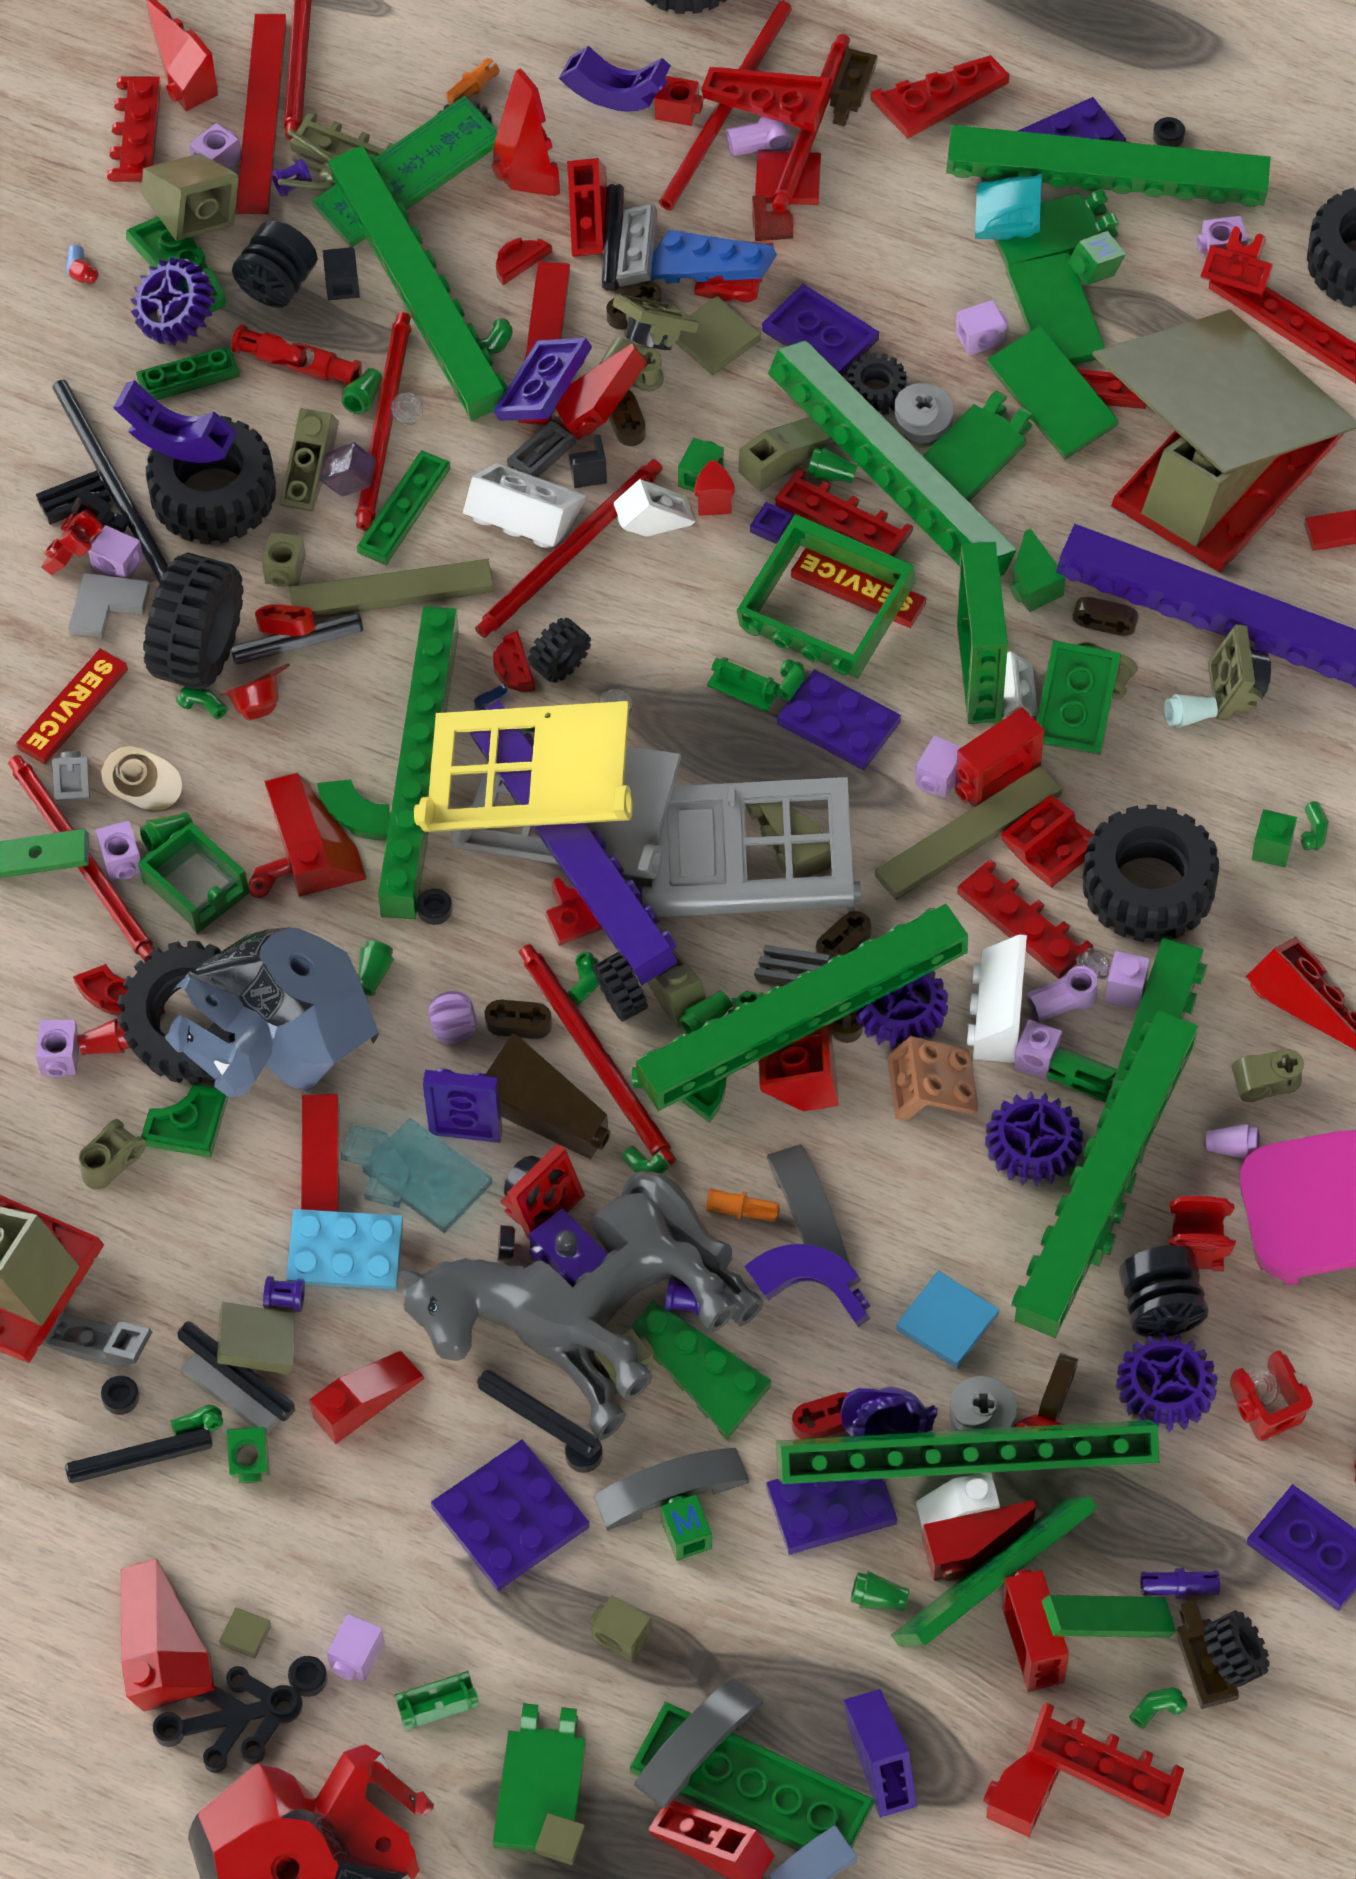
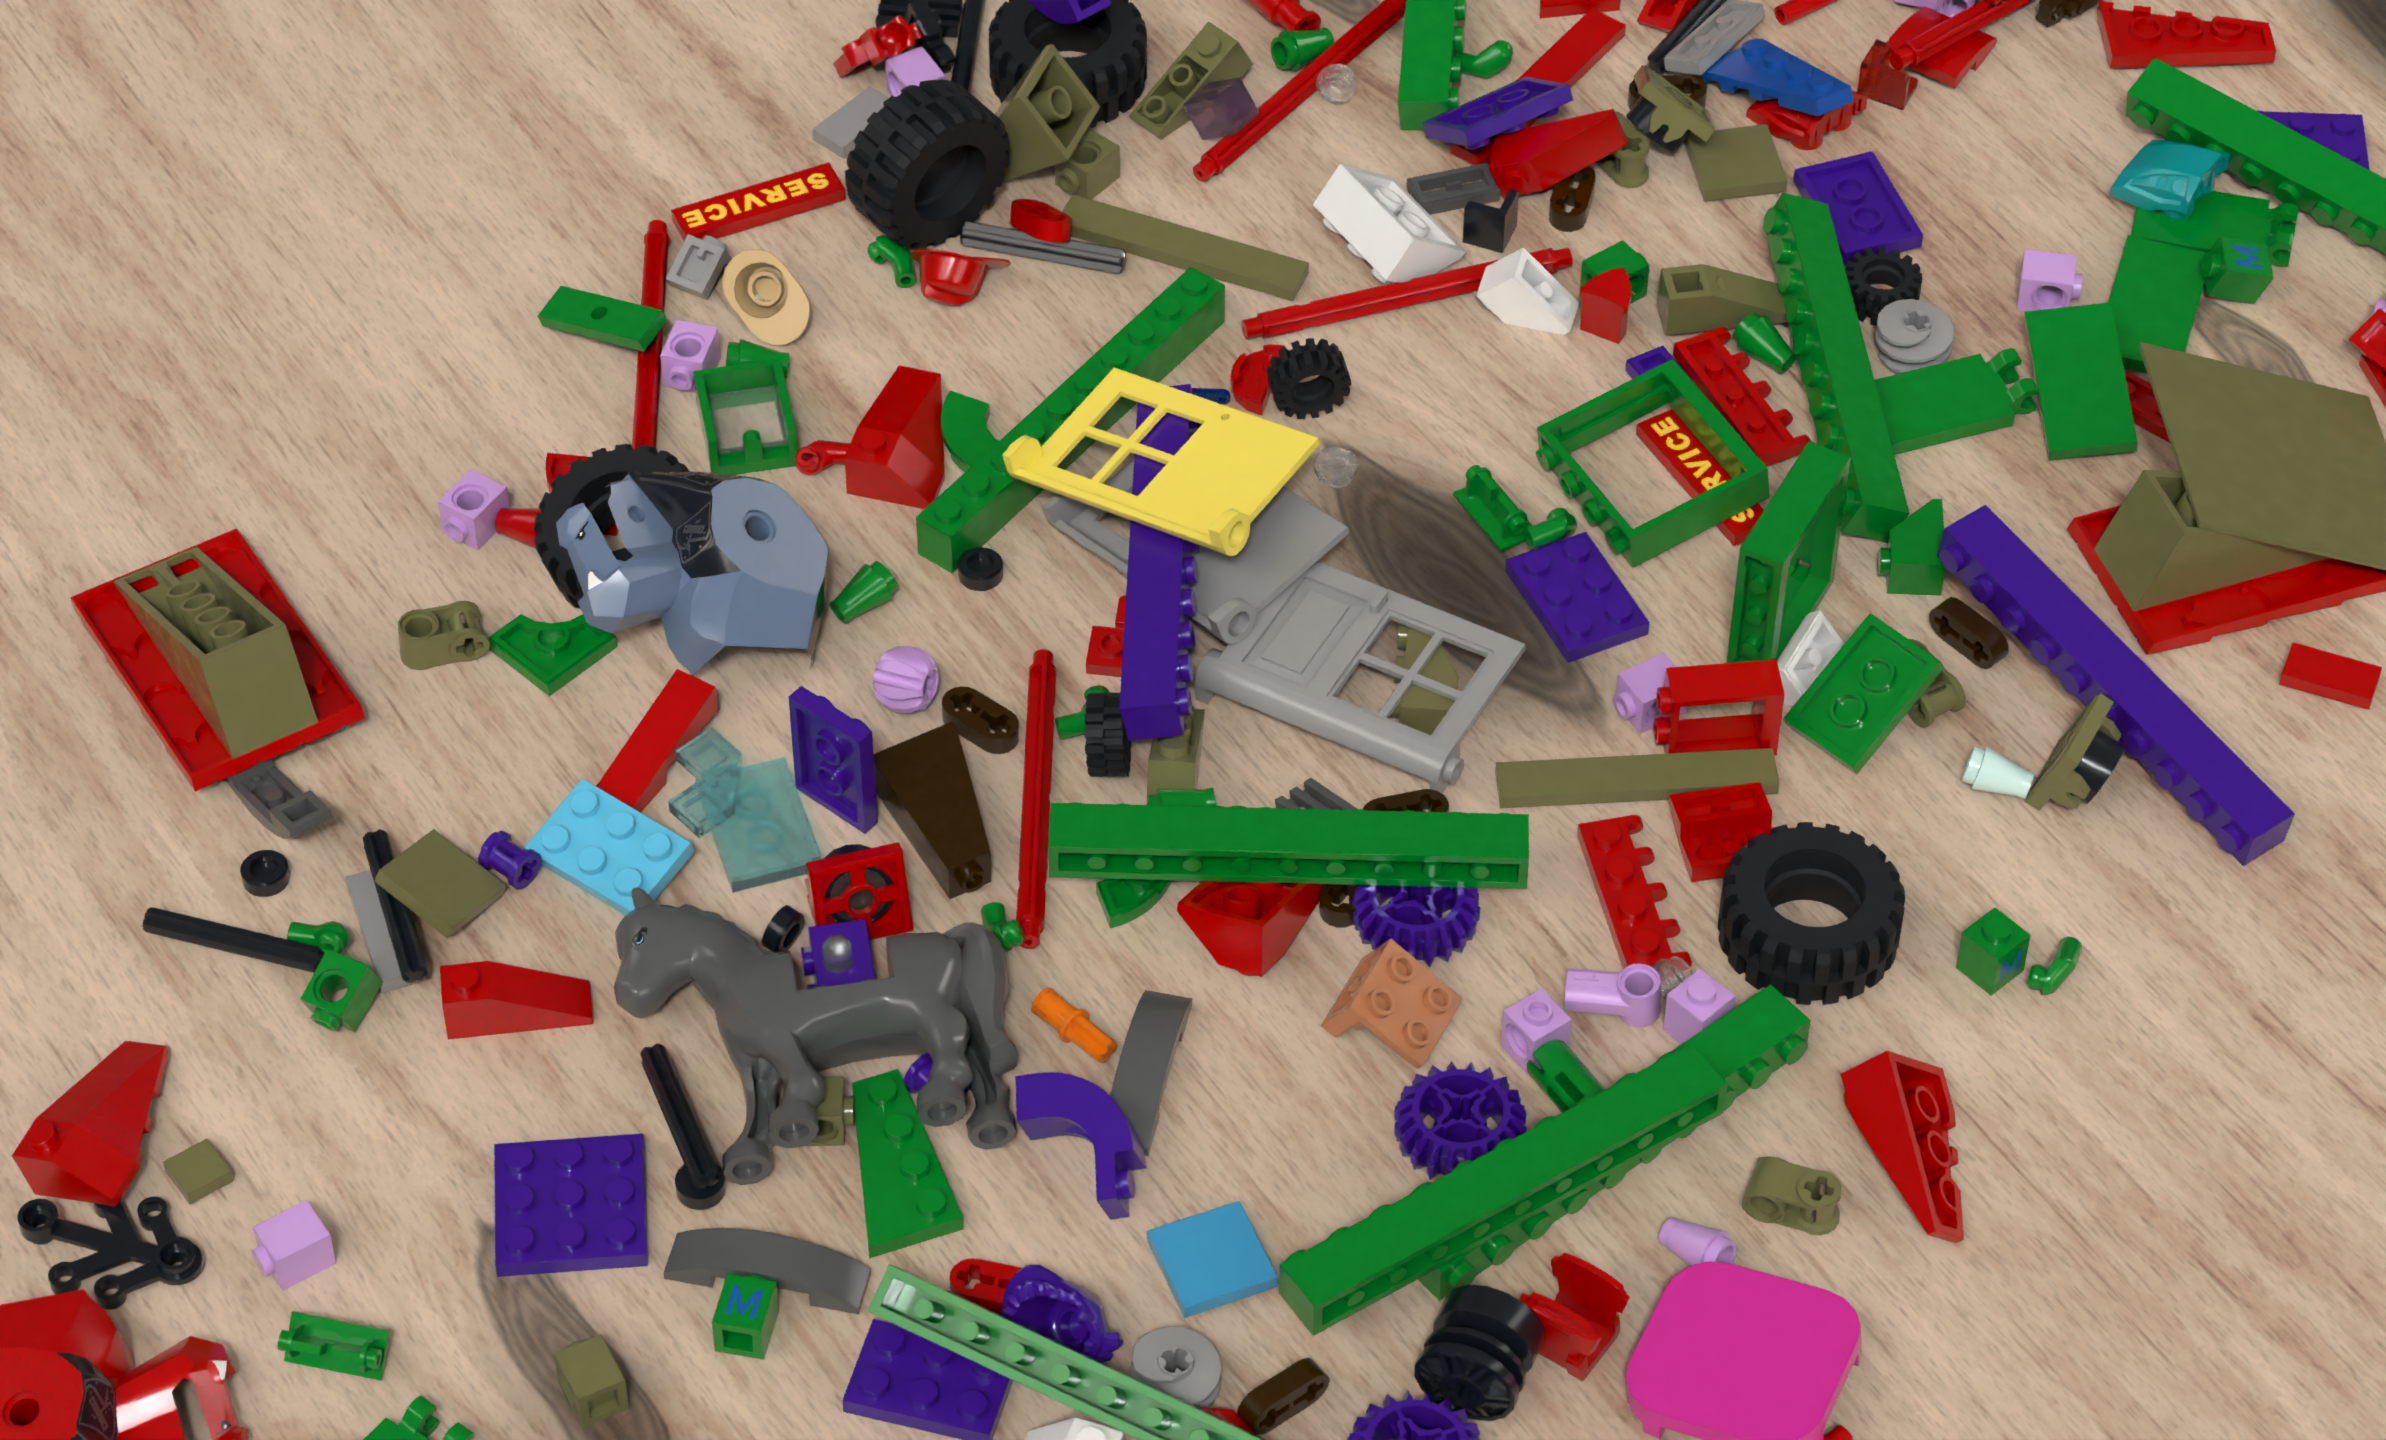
camera: 30 degrees right, 10 degrees down
(240, 535) = (1045, 115): none -> olive slope
(307, 1676) = (226, 1249): black tile -> none
(403, 507) = (1259, 177): green tile -> none
(998, 1001) = (1531, 957): white slope -> none

